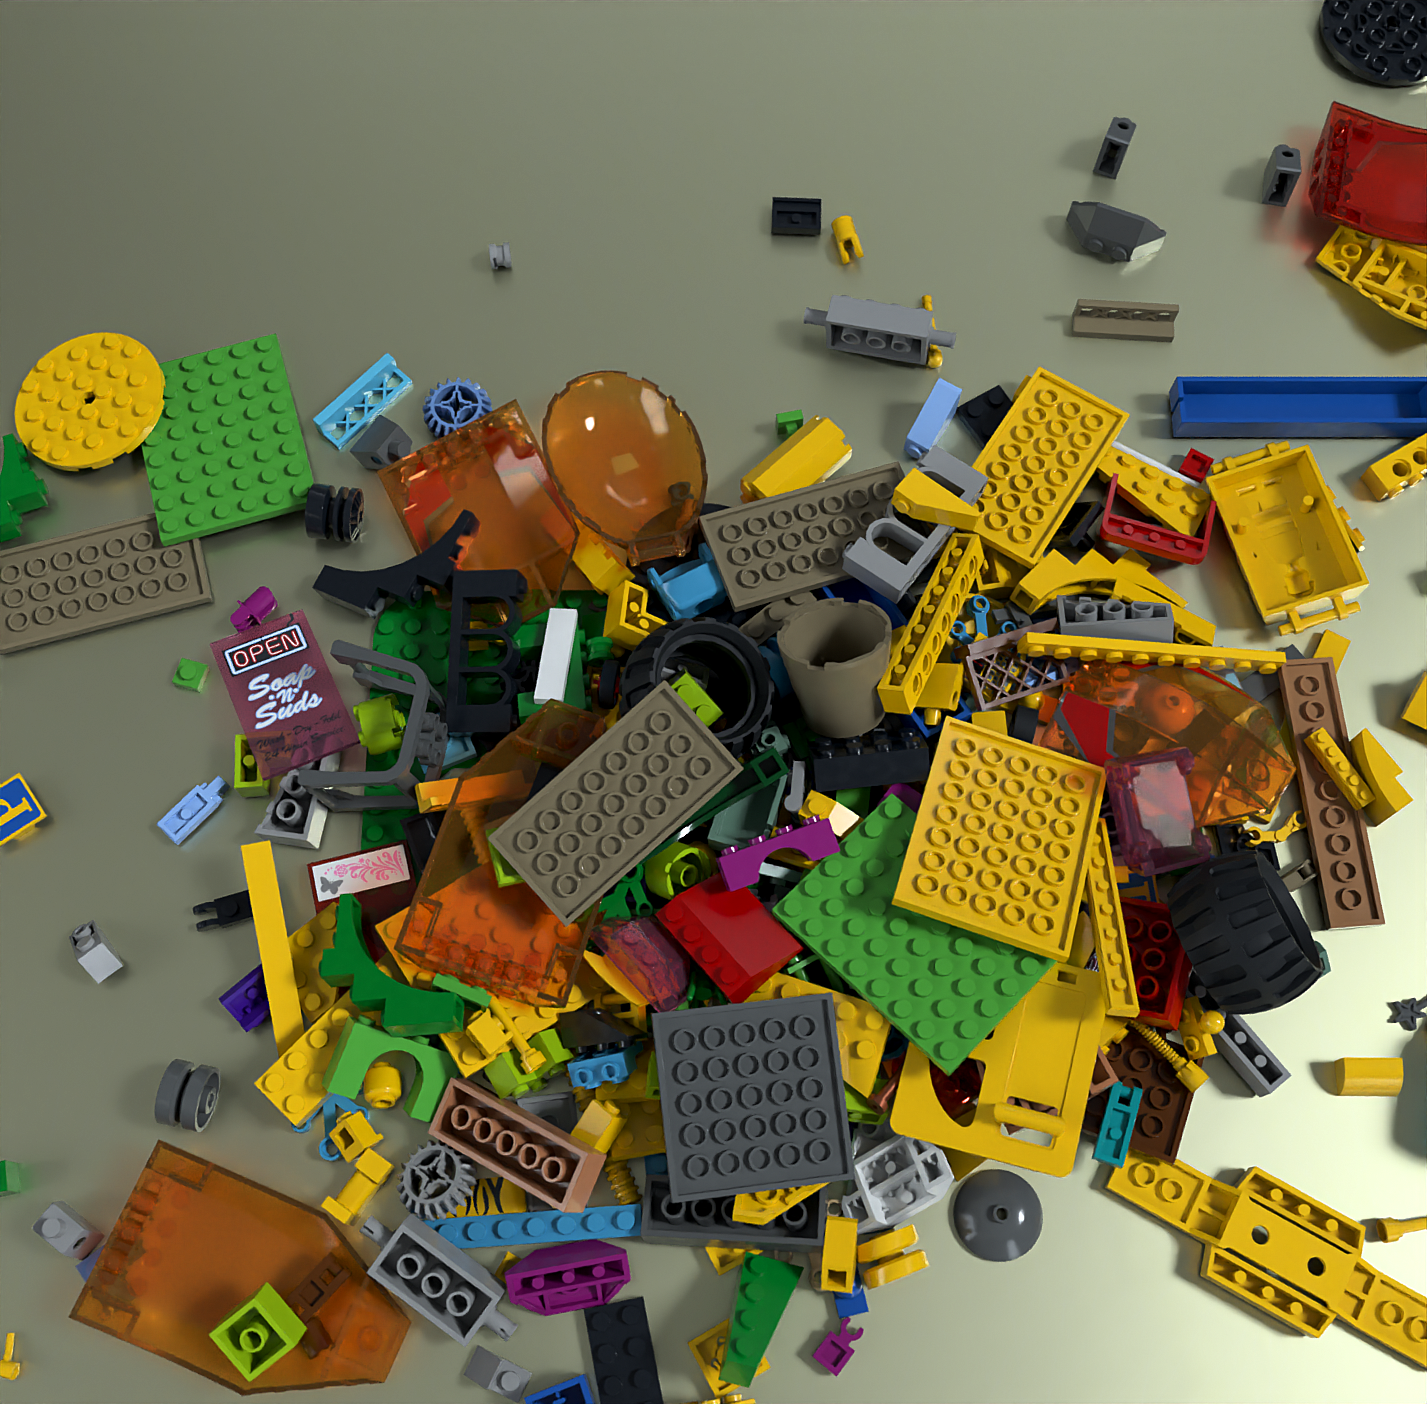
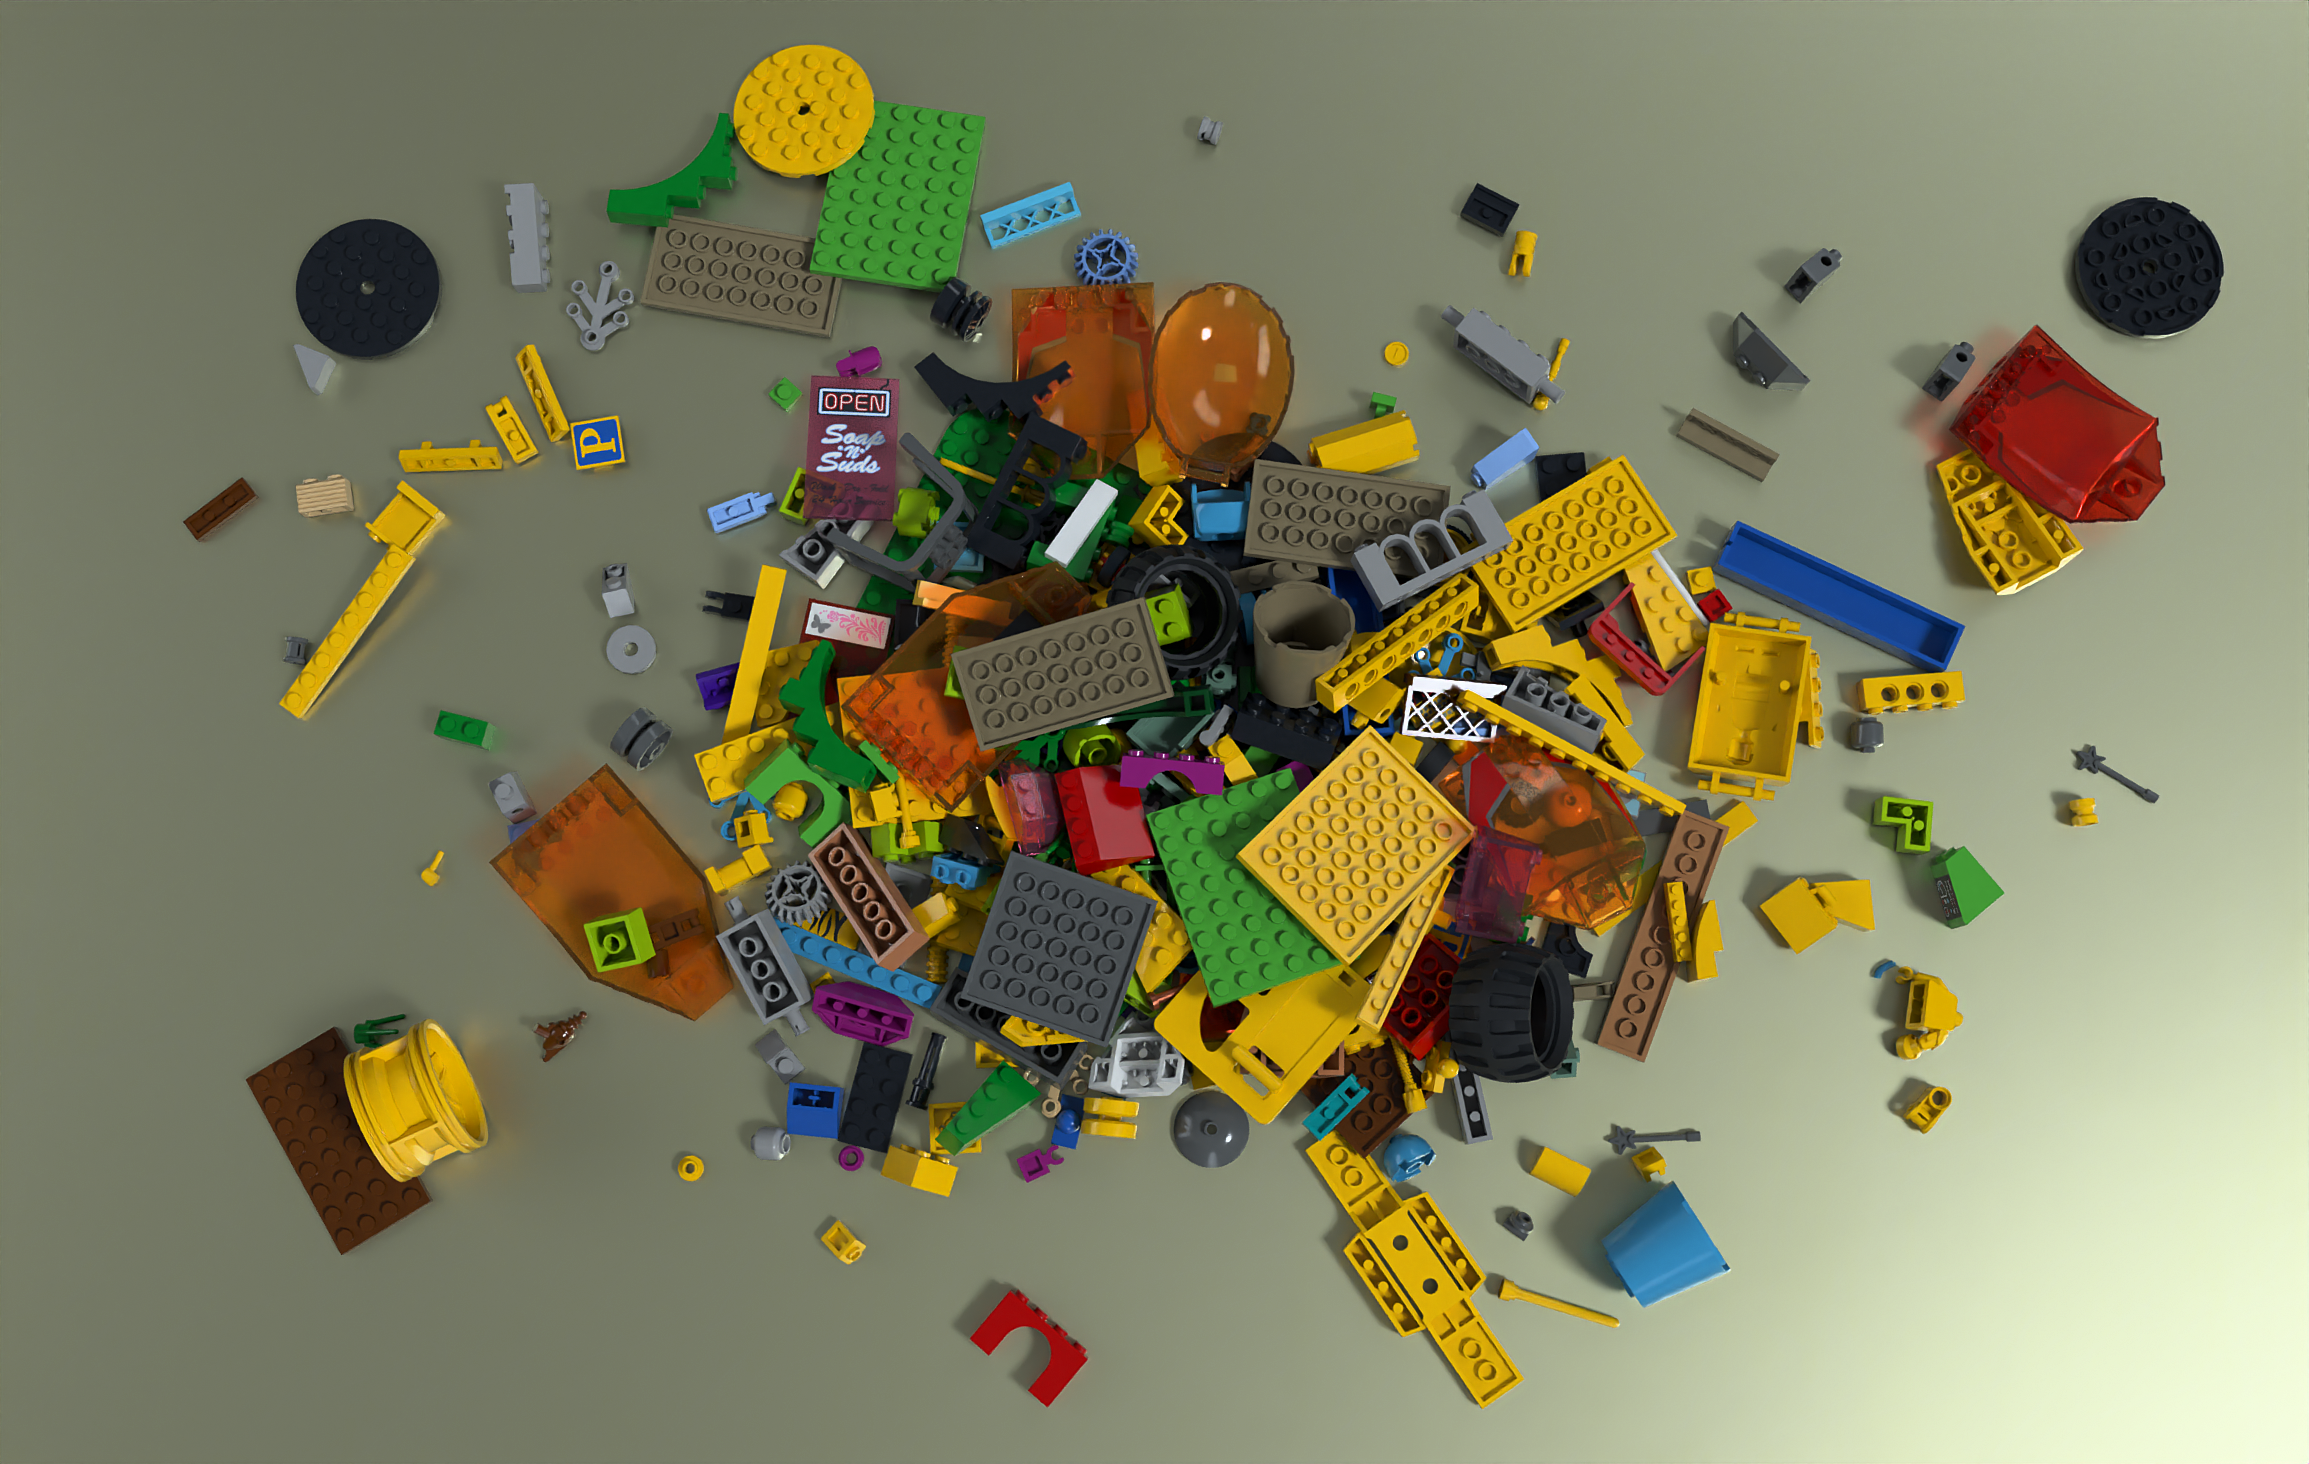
camera: 30 degrees right, 10 degrees up
(121, 1000) = (631, 635): none -> light grey tile
(381, 444) = (1028, 264): dark grey torso -> none
(487, 658) = (1027, 494): none -> yellow piece
(664, 1268) = (937, 1041): none -> black pin
(777, 376) = (1396, 354): none -> yellow piece
(839, 1254) = (1070, 1096): yellow slope -> none
(931, 502) = (1447, 539): yellow slope -> none
(1169, 450) = (1700, 581): none -> yellow plate
(1212, 1138) = (1406, 1155): none -> dark azure cylinder
(1278, 836) = (1599, 951): yellow piece -> none
(1360, 1153) = (1519, 1224): none -> dark grey plate
(1401, 515) = (1867, 734): none -> dark grey head

